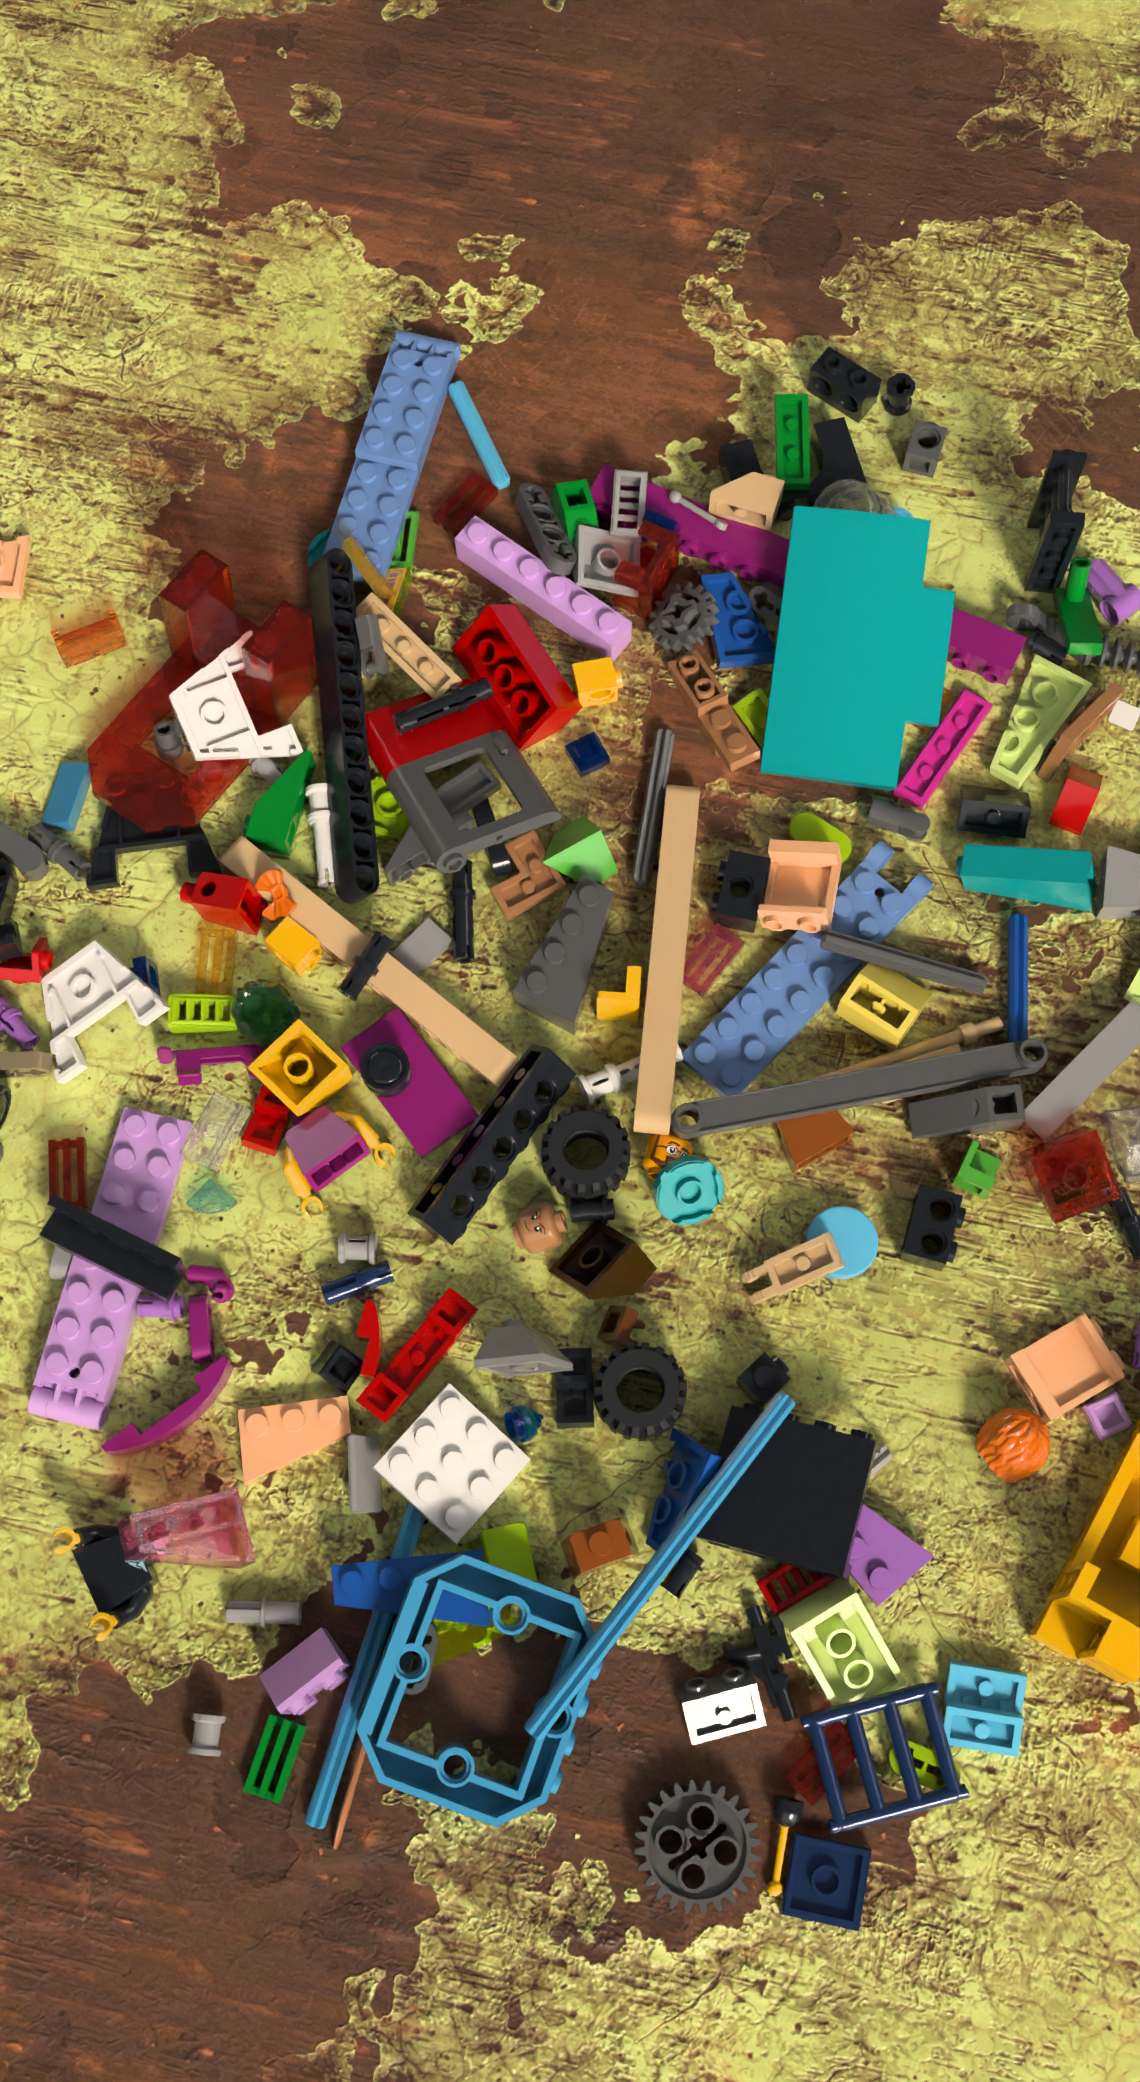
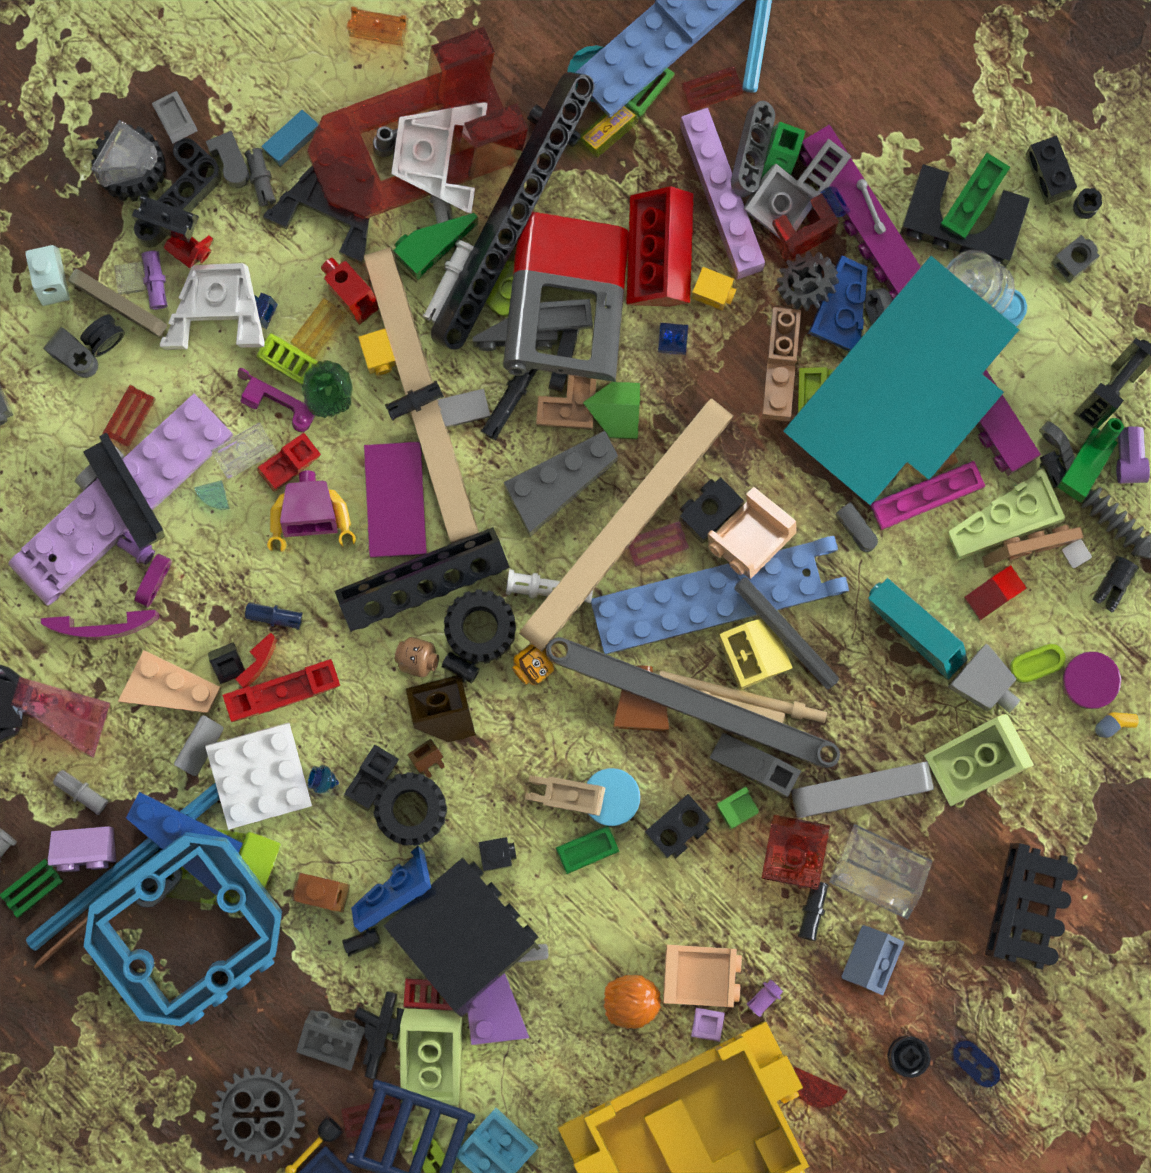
camera: 30 degrees right, 10 degrees up
(215, 1279) = (183, 552): magenta arm -> none
(282, 905) = (386, 317): orange piece -> none
(301, 1069) = (325, 445): yellow slope -> none
(357, 1247) = (288, 592): light grey bush -> none
(367, 569) = (603, 103): clear yellow tile -> none
(371, 641) = (567, 163): dark grey bar -> none
(385, 1070) = (382, 482): black wheel -> none
(410, 650) = (592, 180): tan plate -> none
(455, 700) = (601, 243): black pin -> none
(519, 1352) = (349, 731): light grey slope -> none
(621, 1005) = (580, 540): yellow panel -> none
(653, 807) = (692, 407): dark grey axle -> none
(658, 1566) = (348, 928): dark azure axle -> none
(688, 1190) = (531, 696): tile -> none
(748, 500) = (912, 223): tan slope -> none
(812, 828) = (792, 500): lime tile -> none
(853, 1314) = (587, 849): none -> green tile
(993, 811) = (929, 564): black panel -> none
(1017, 978) = (859, 695): blue axle -> none

